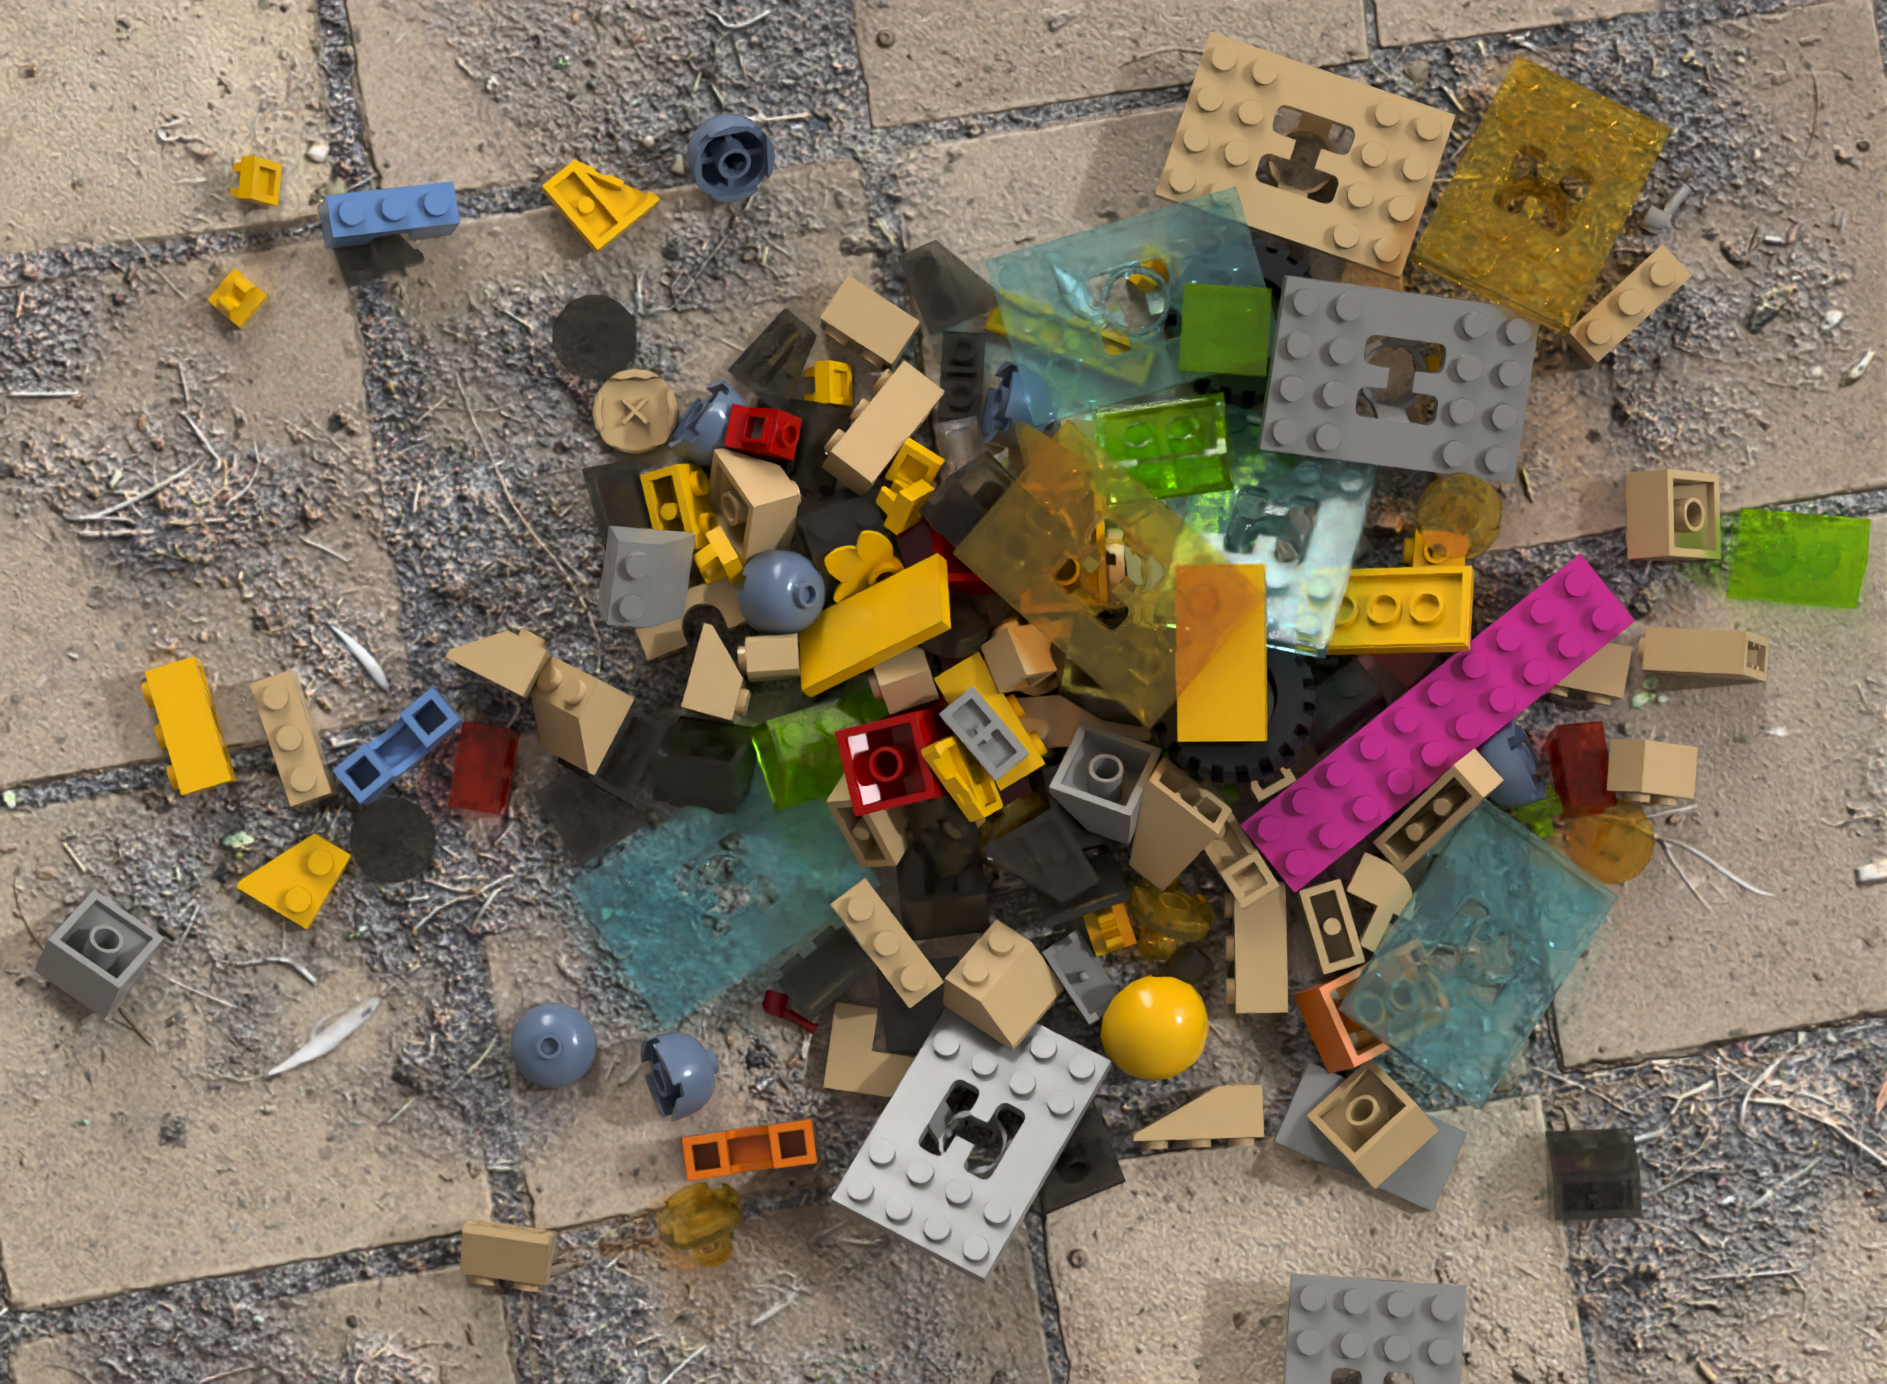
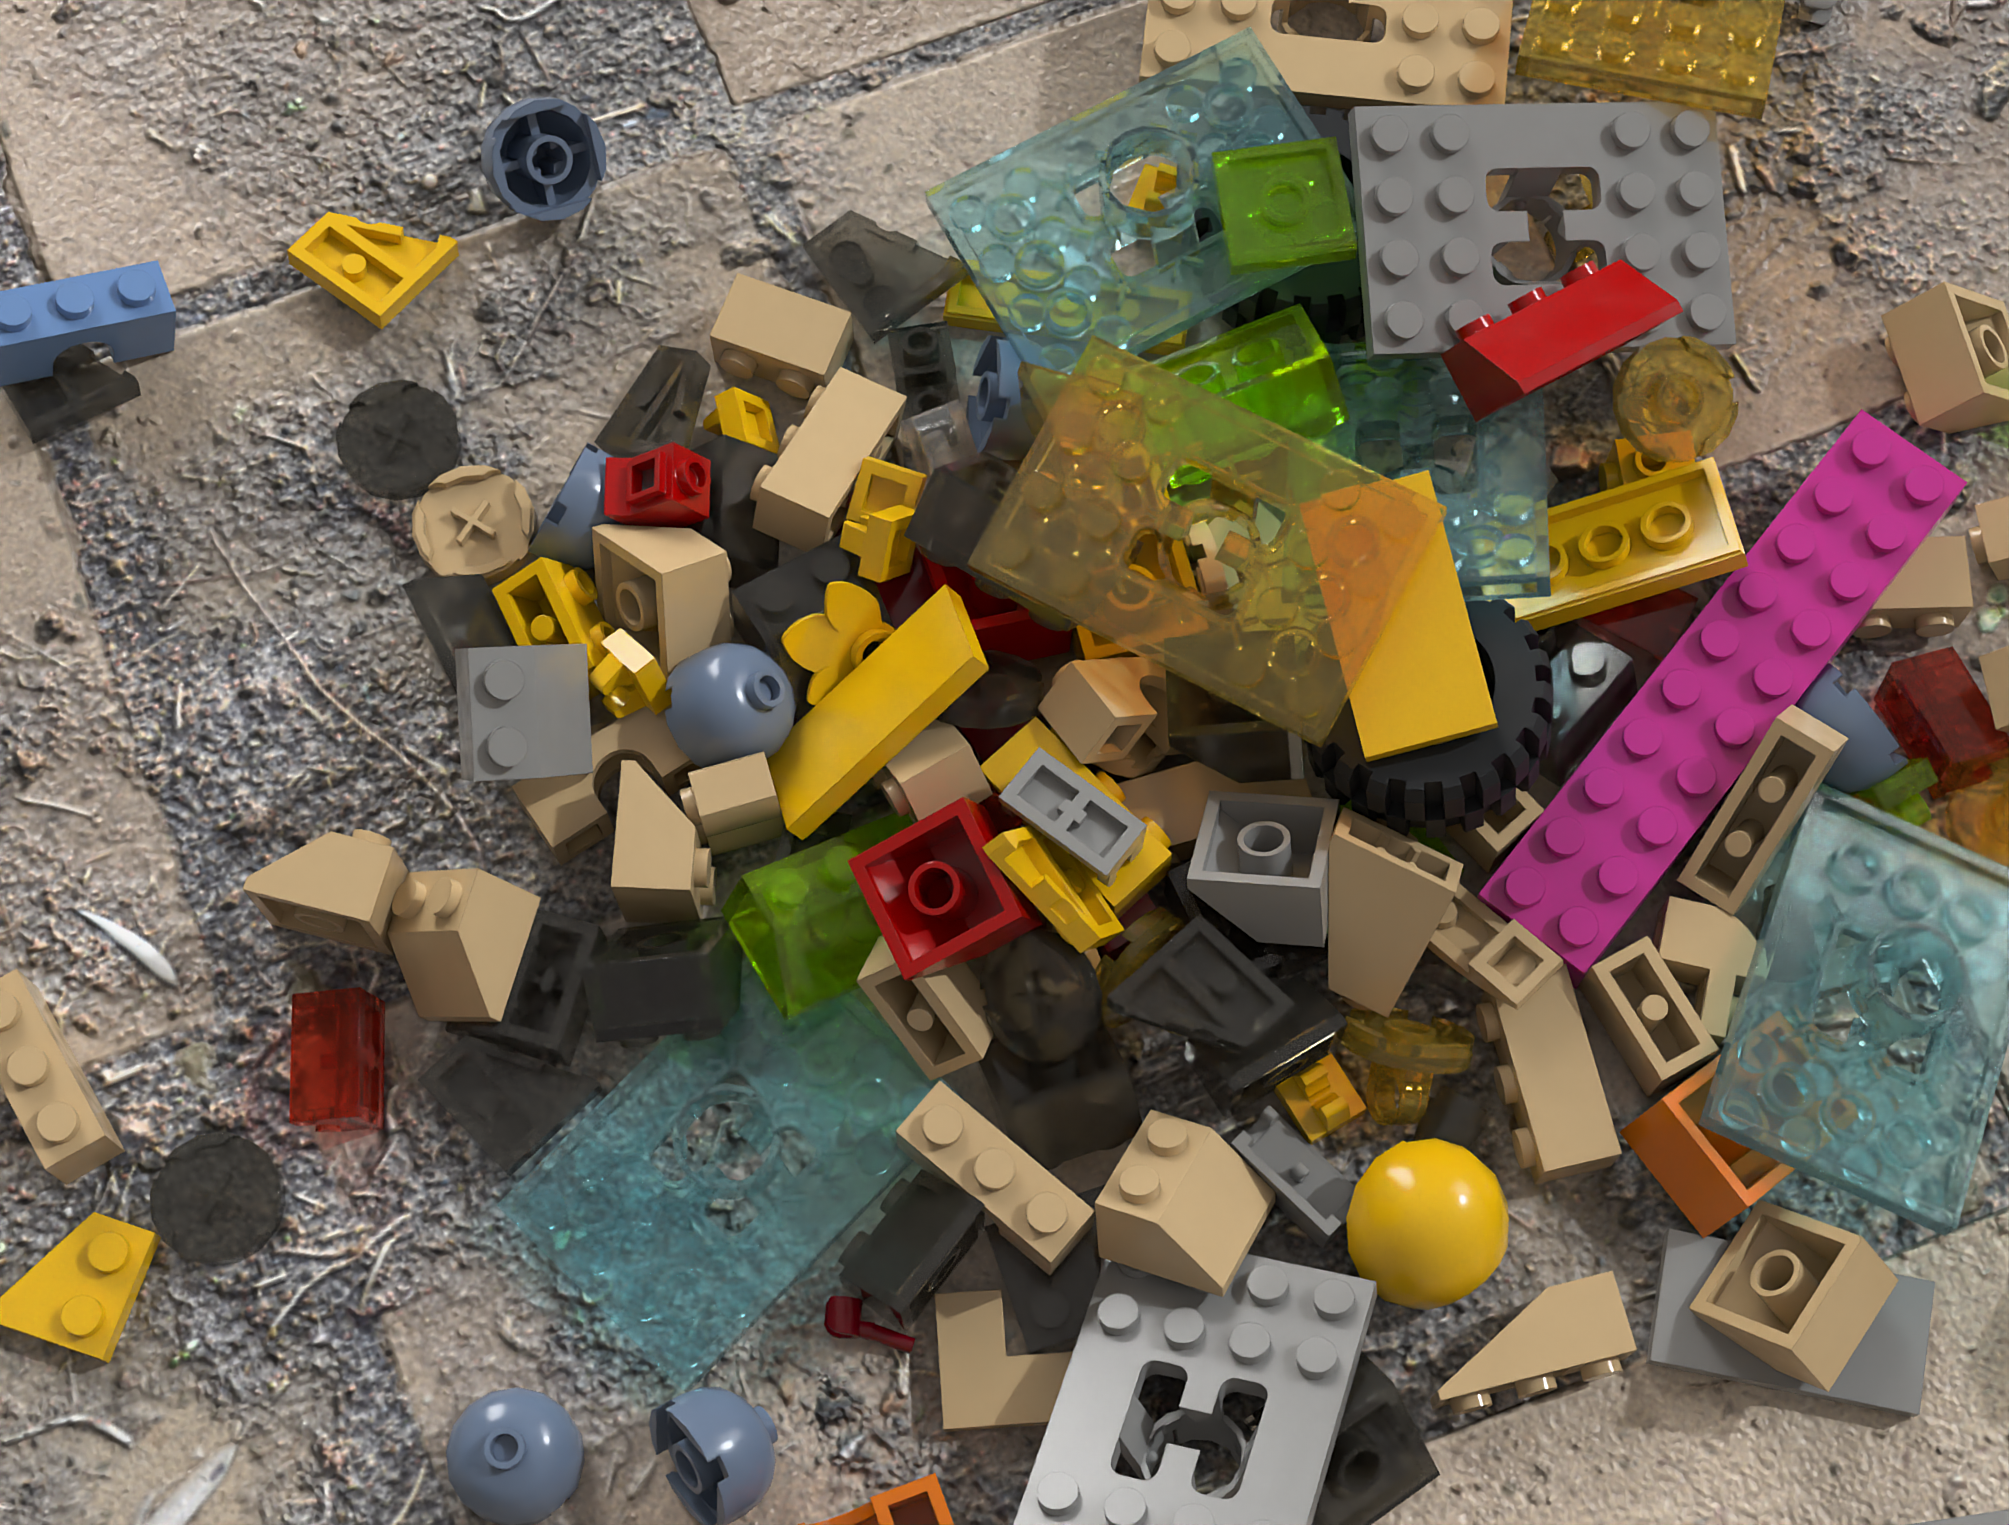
camera: 15 degrees left, 15 degrees down
(400, 747) = (232, 1020): medium blue arch -> none
(1382, 470) = (1554, 334): none -> red slope
(1627, 306) = (1813, 108): tan arch -> none

